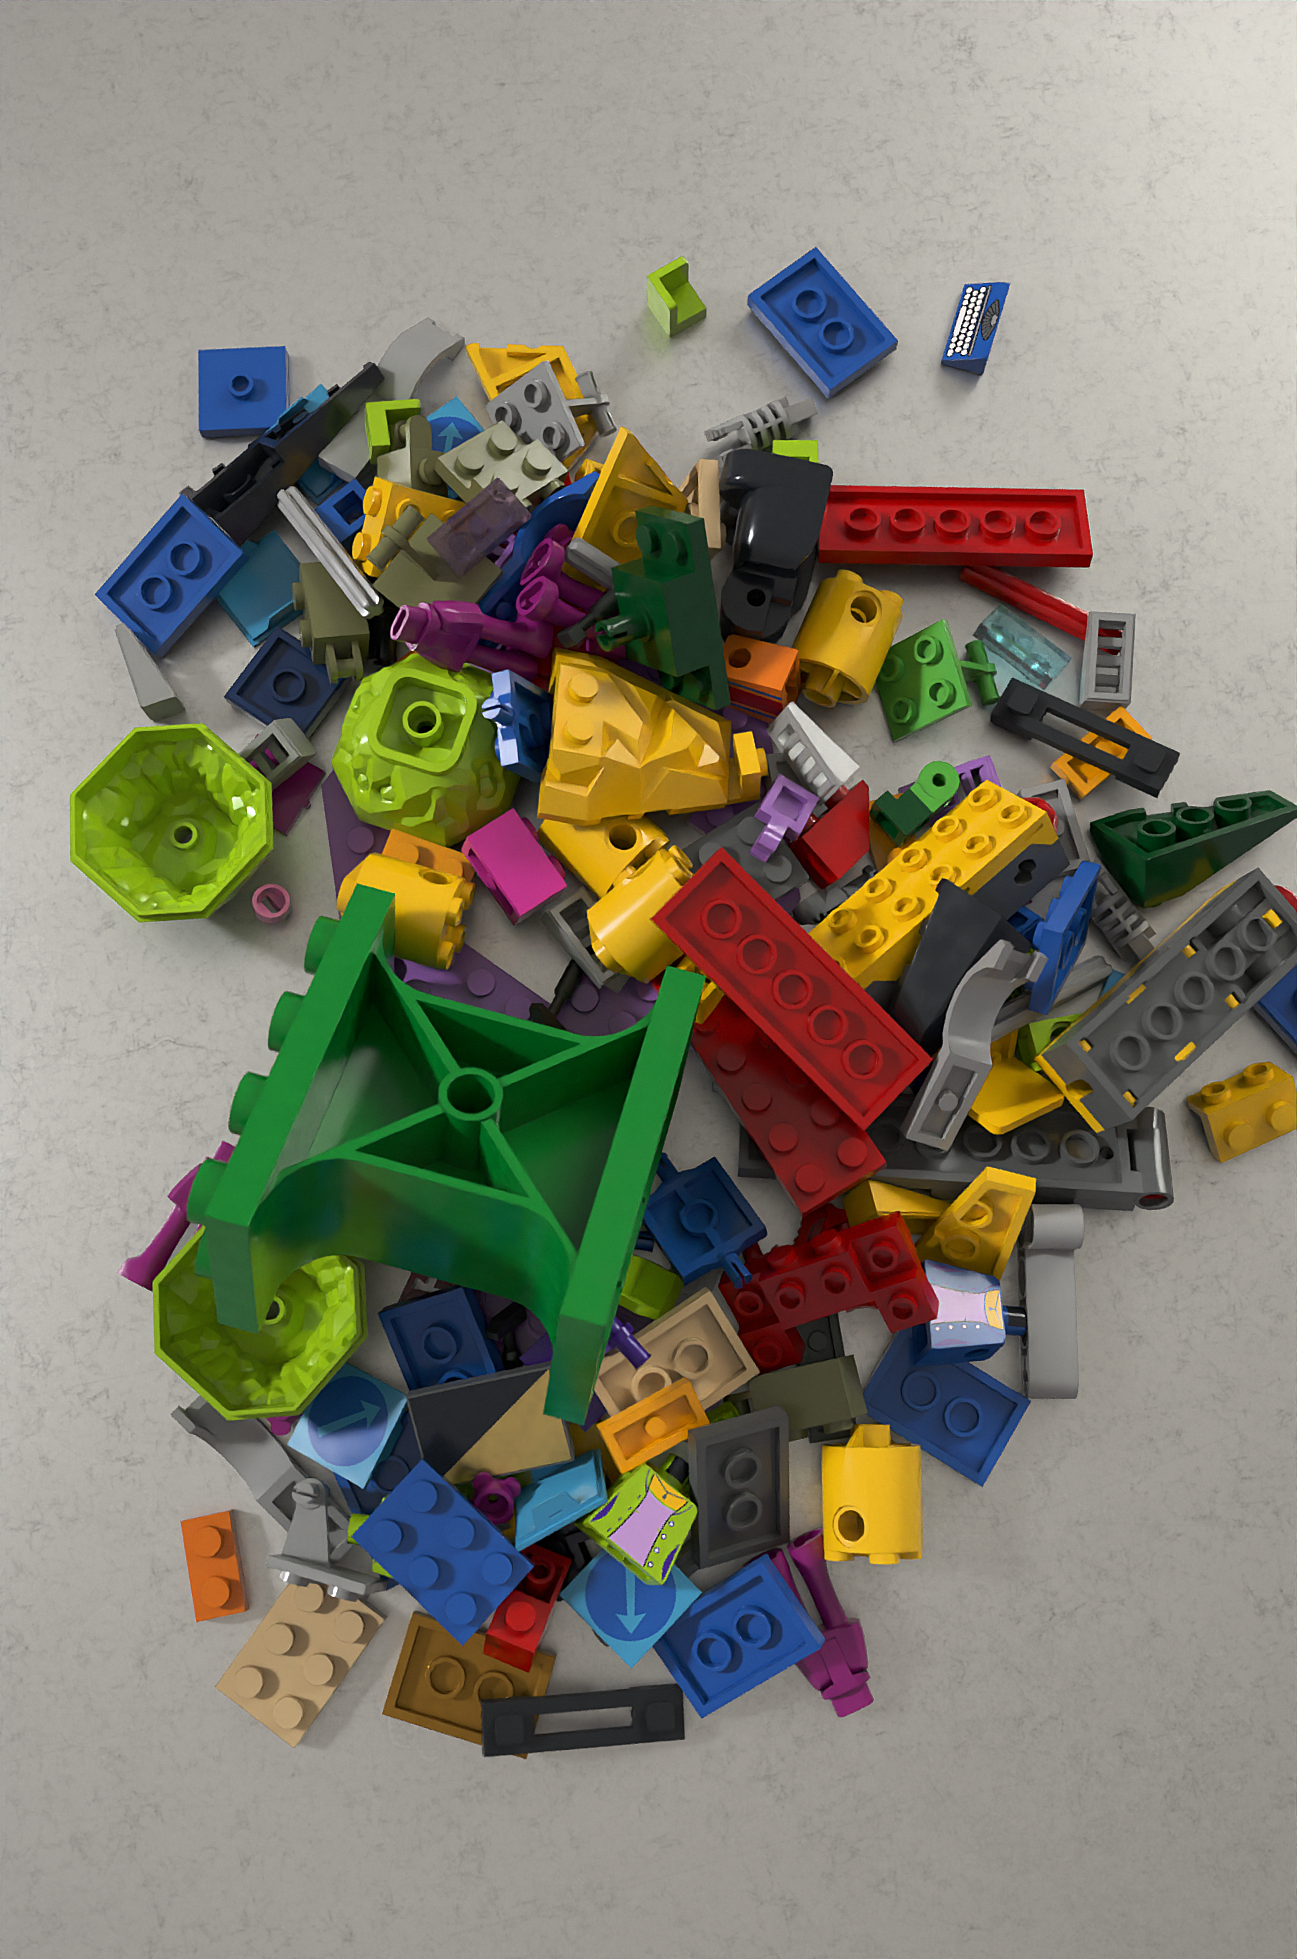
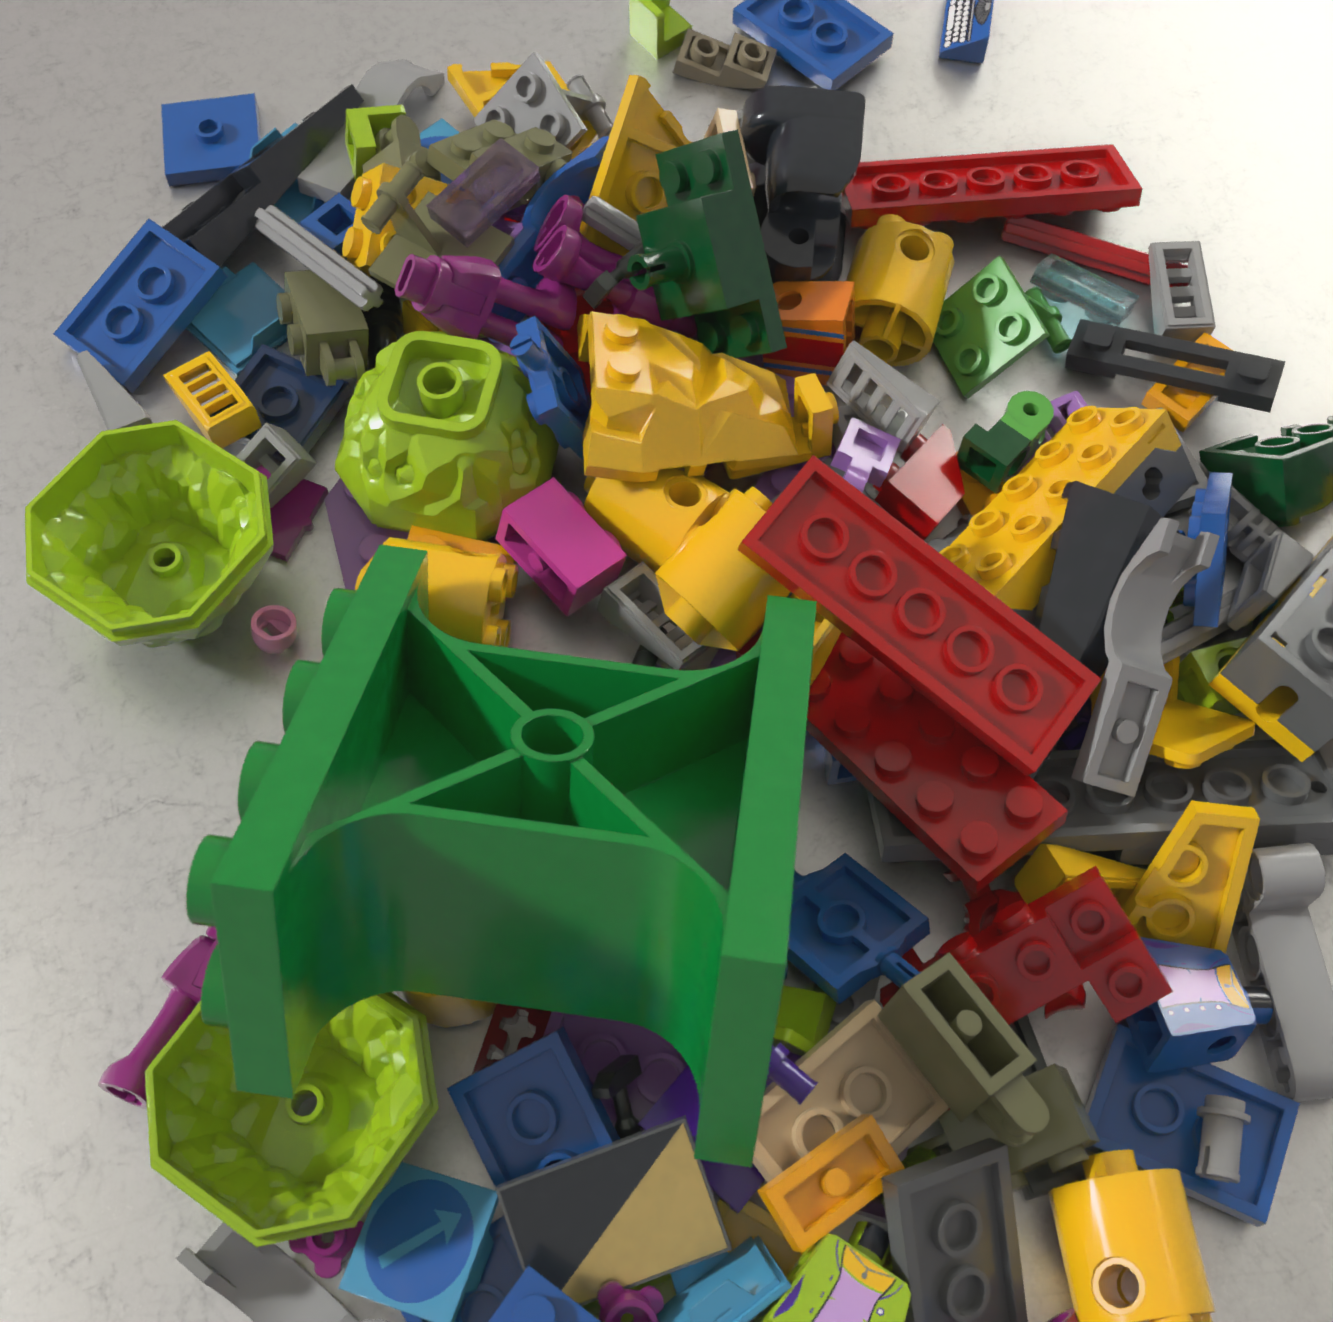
camera: 10 degrees left, 15 degrees down
(243, 711) = (227, 425): none -> yellow slope
(733, 353) = (713, 62): none -> dark tan slope
(769, 1344) = (966, 1051): none -> olive brick
(960, 1423) = (1221, 1138): none -> light grey pin
(1109, 964) = (1267, 578): none -> light grey slope

